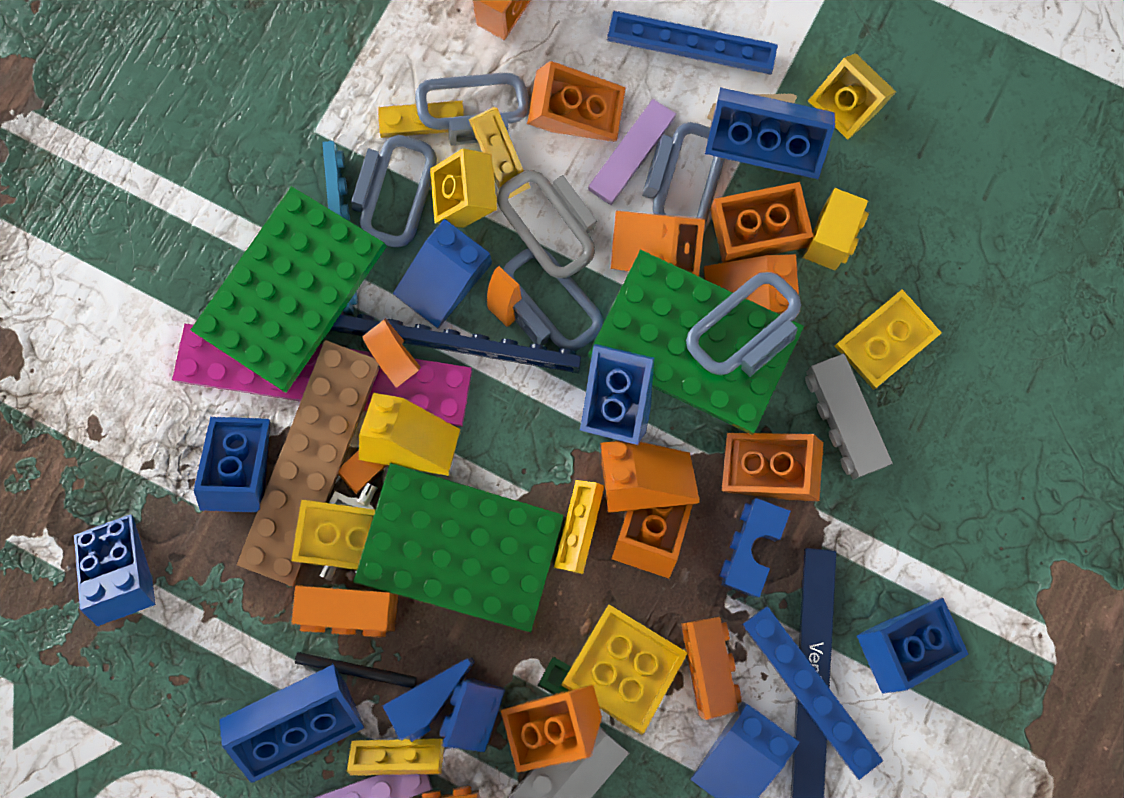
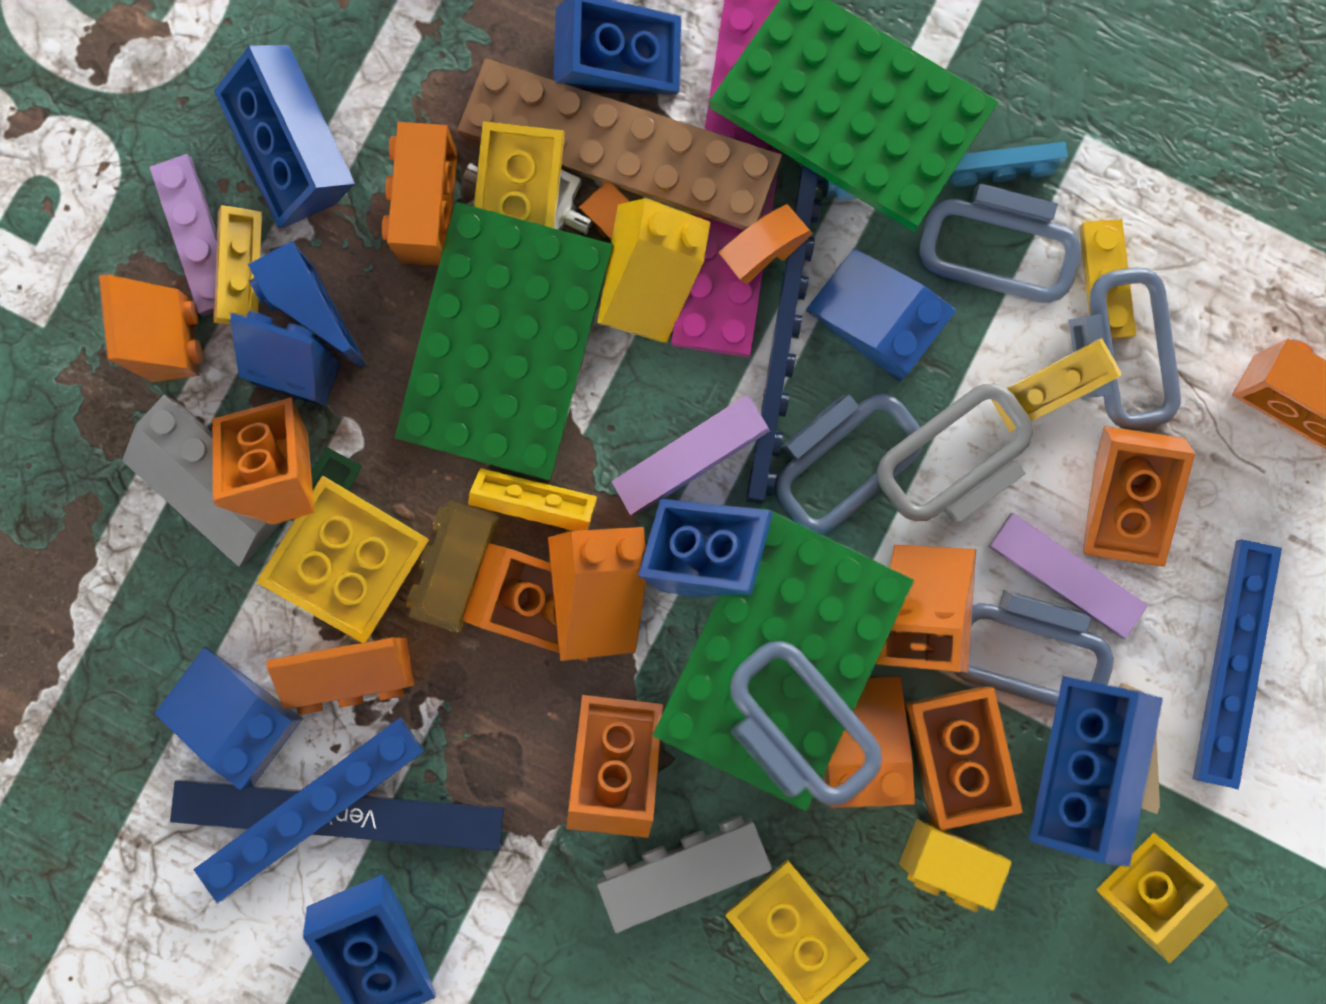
camera: 85 degrees right, 5 degrees up
(356, 670) = (350, 216): black bar -> none
(463, 188) = (1002, 336): yellow brick -> none
(502, 296) = (847, 392): orange slope -> none
(547, 409) = (690, 455): none -> lavender tile
(628, 586) = (451, 565): none -> clear yellow brick
(742, 571) = (537, 745): blue arch -> none

